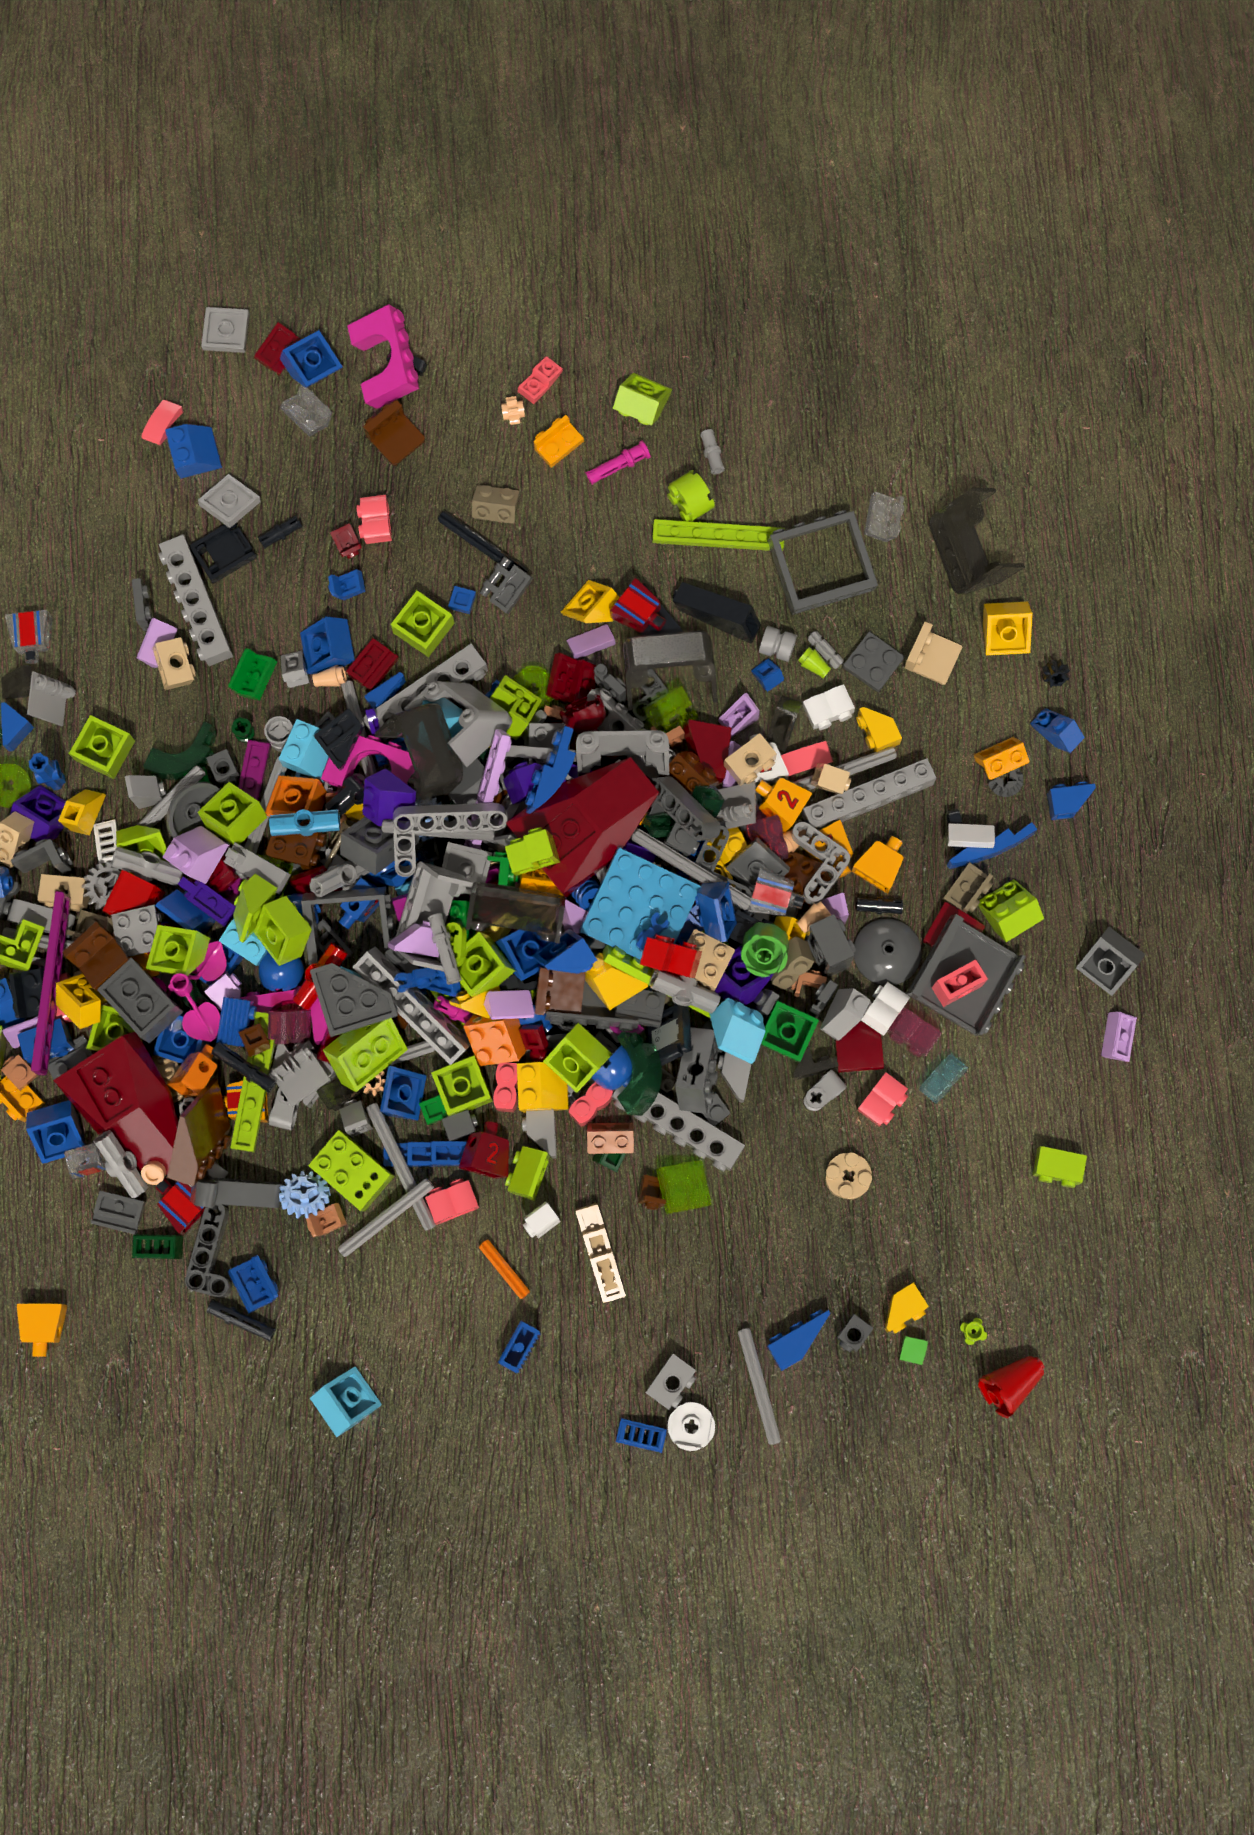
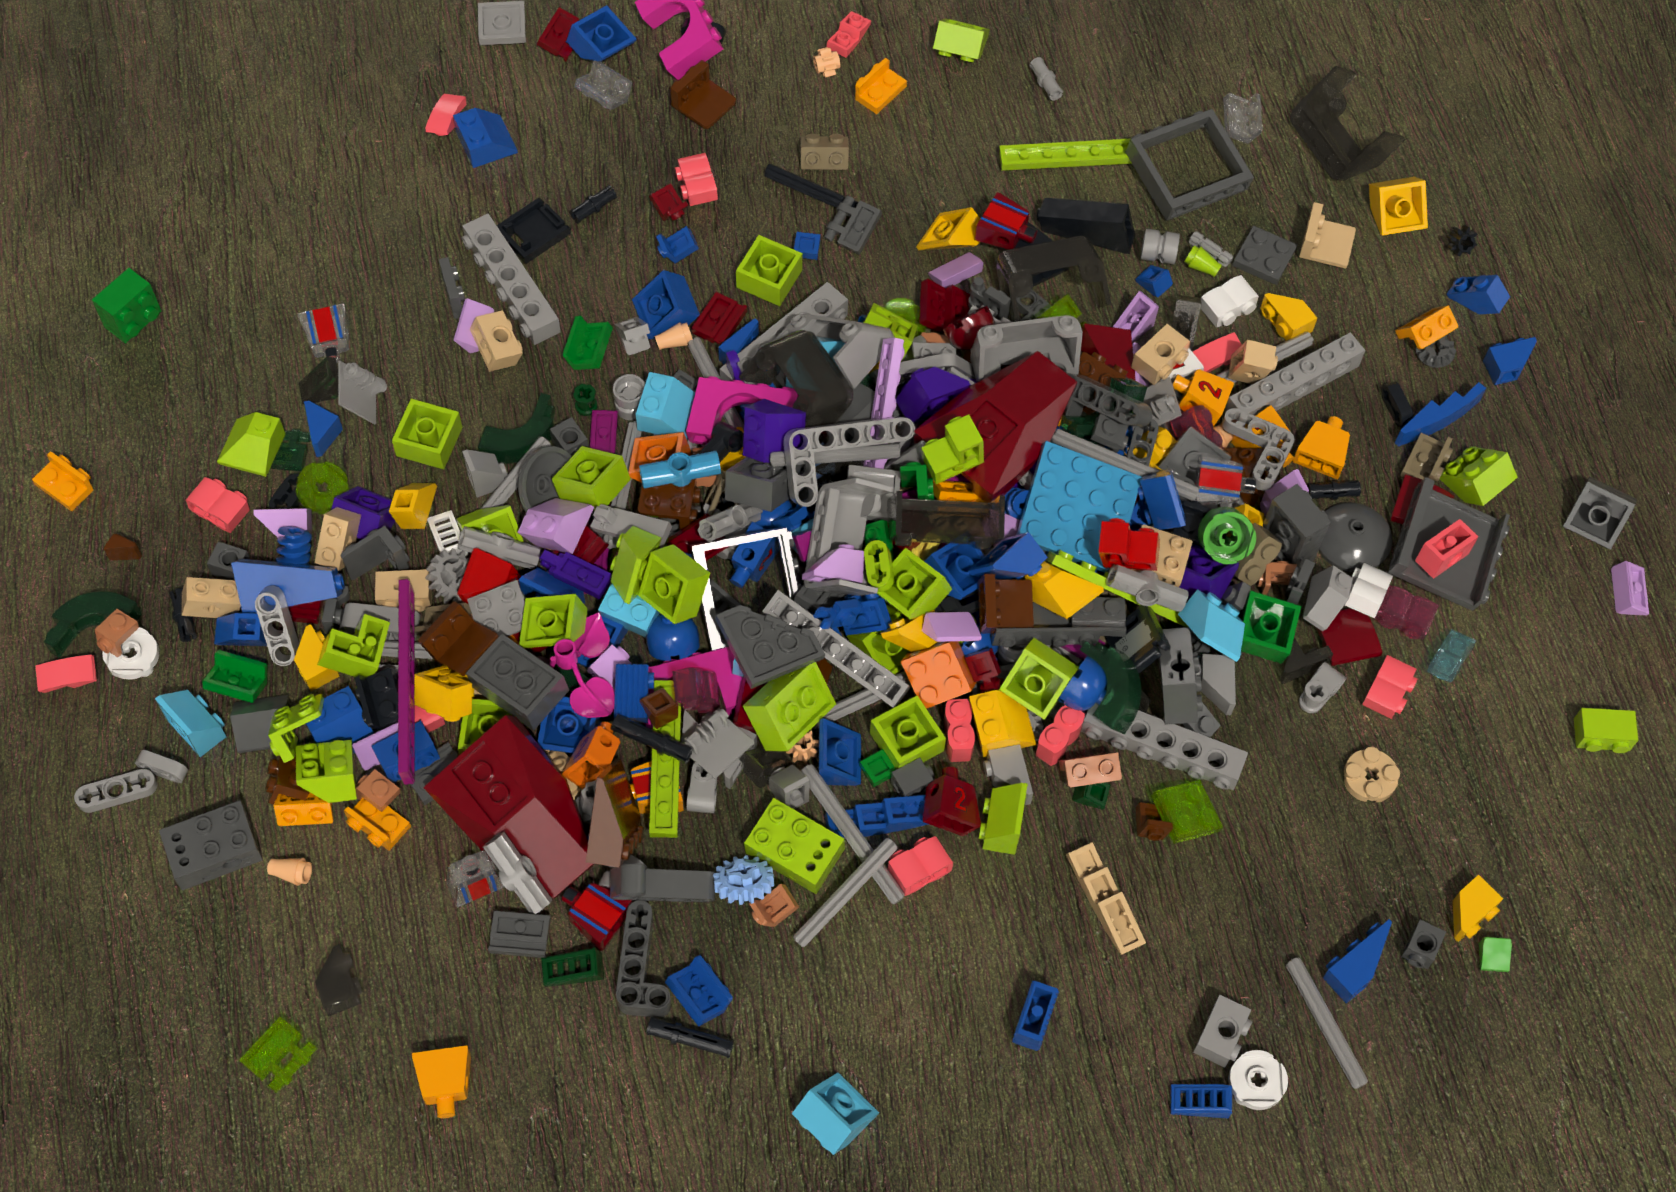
camera: 15 degrees left, 15 degrees down
(47, 771) = (369, 460): blue piece -> none
(55, 1130) = (428, 851): blue slope -> none
(153, 1172) = (557, 880): light nougat tile -> none
(229, 500) = (533, 178): light grey plate -> none
(307, 993) = (716, 644): red piece -> none
(340, 737) = (702, 382): black wing -> none
(441, 938) = (866, 558): light grey pin -> none
(453, 1012) = (883, 651): dark pink pin -> none
(504, 1269) = (996, 933): orange axle -> none
(540, 1220) = (1031, 866): white brick -> none
(551, 775) = (957, 371): blue slope -> none
(627, 458) = (957, 94): dark pink pin -> none
(652, 931) = (1093, 531): blue plate -> none
(690, 496) = (1035, 116): lime brick -> none
(814, 914) = (1271, 491): light nougat cone -> none
(970, 1337) = (1565, 921): lime plate -> none
(971, 835) = (1418, 402): white slope -> none
(1011, 1384) = (1618, 975): red cone -> none

